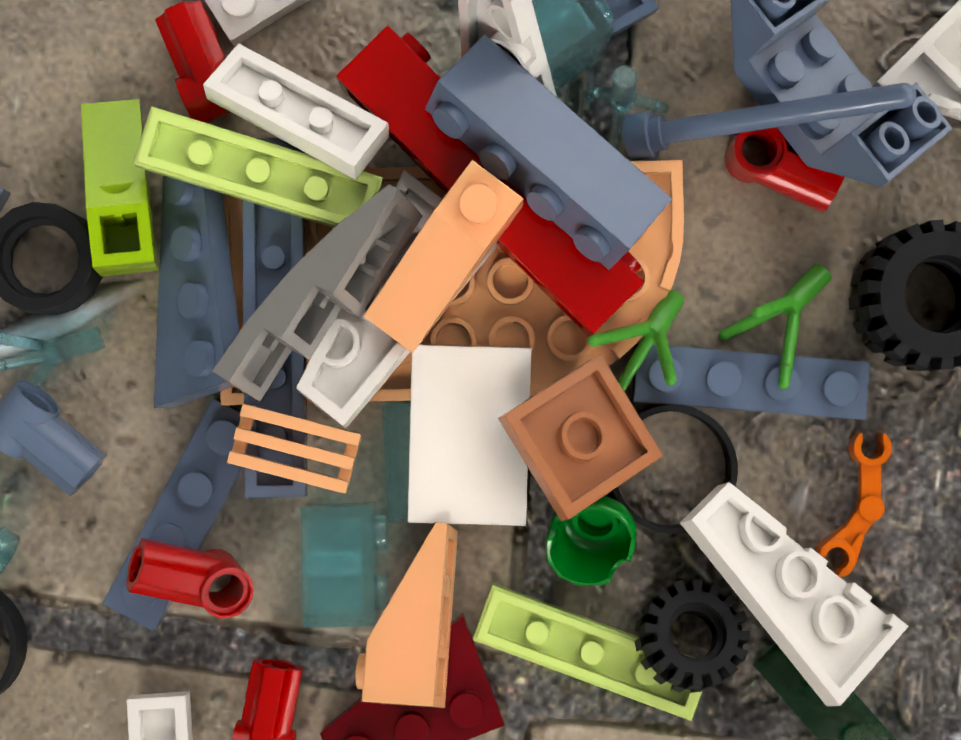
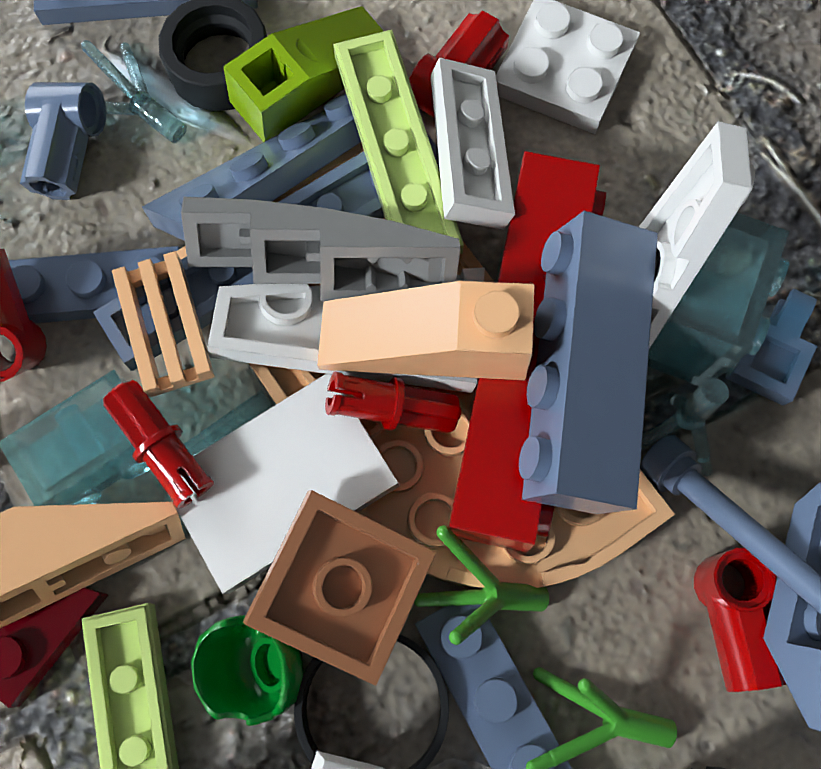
camera: 55 degrees right, 15 degrees down
(386, 507) = (156, 443): none -> red axle
(470, 313) = (392, 403): none -> red axle

